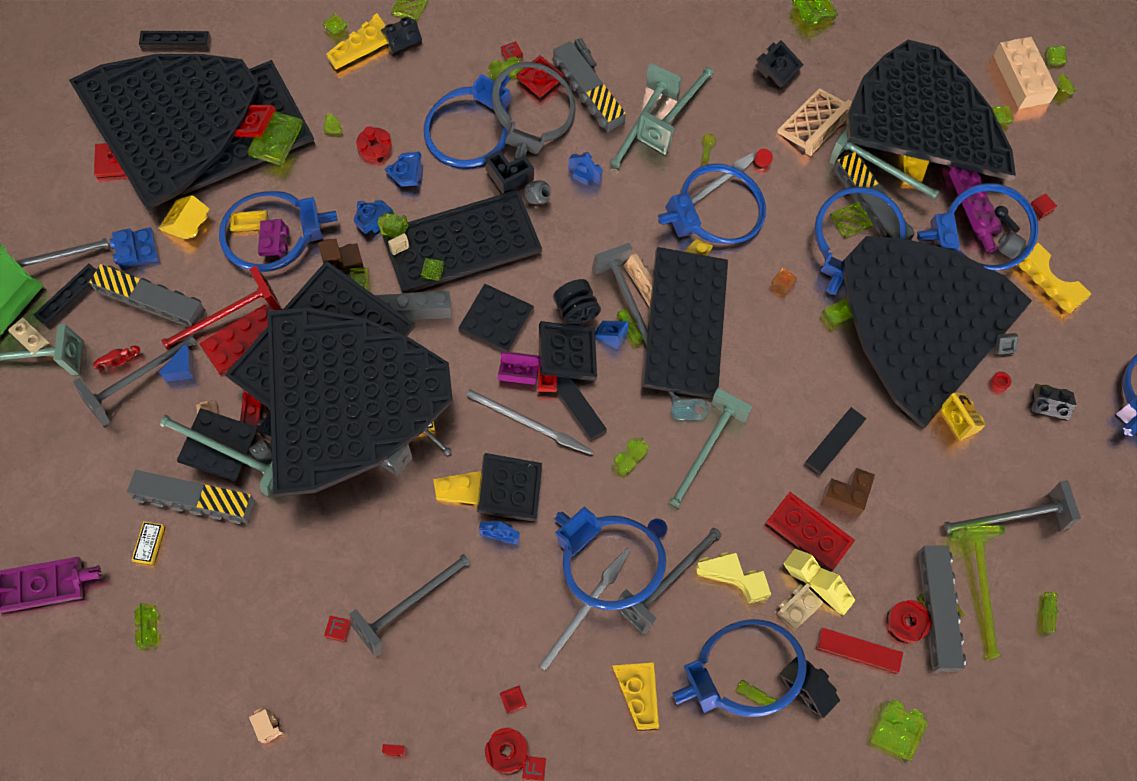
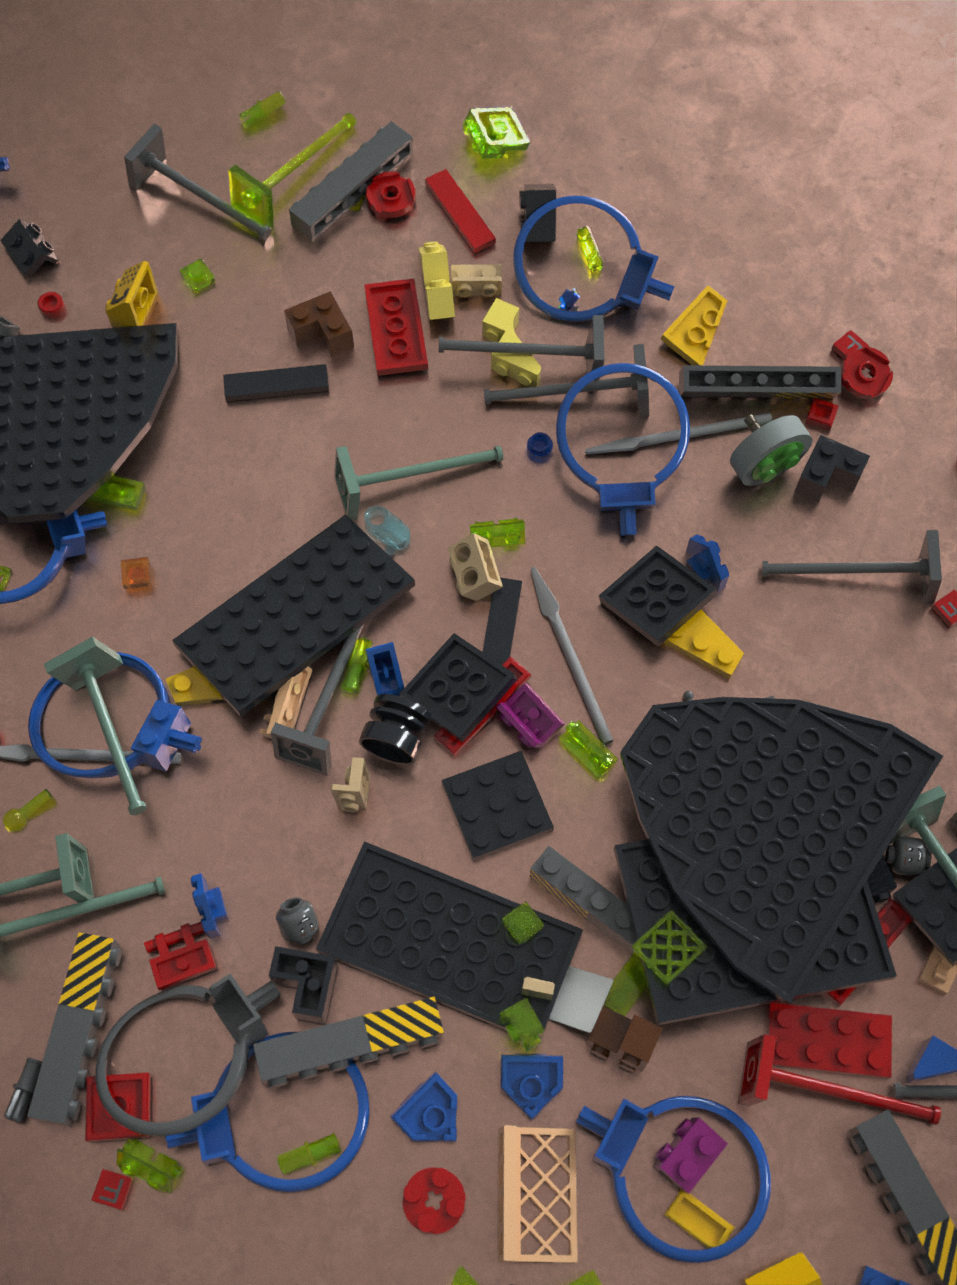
camera: 135 degrees left, 0 degrees up
(338, 164) = (510, 1194): none -> light nougat fence
(342, 289) = (686, 931): none -> clear neon green window
(377, 262) = (581, 999): none -> white sticker
(443, 119) = (308, 1153): none -> clear neon green axle
(465, 164) = (348, 1041): none -> dark grey brick
(475, 380) = (587, 748): none -> clear neon green hinge
(480, 660) = (831, 463): none -> black brick
(518, 624) = (770, 449): none -> light grey wheel
(565, 679) = (760, 381): none -> dark grey brick
(569, 262) = (354, 795): none -> tan bracket
(571, 141) = (183, 963): none -> red plate
(620, 420) = (478, 567): none -> tan brick
(681, 606) = (591, 351): none -> dark grey tile
(732, 641) = (568, 299): none -> clear blue plate
(749, 210) = (82, 667): none -> sand green tile
(951, 467) = (197, 275): none -> clear neon green plate

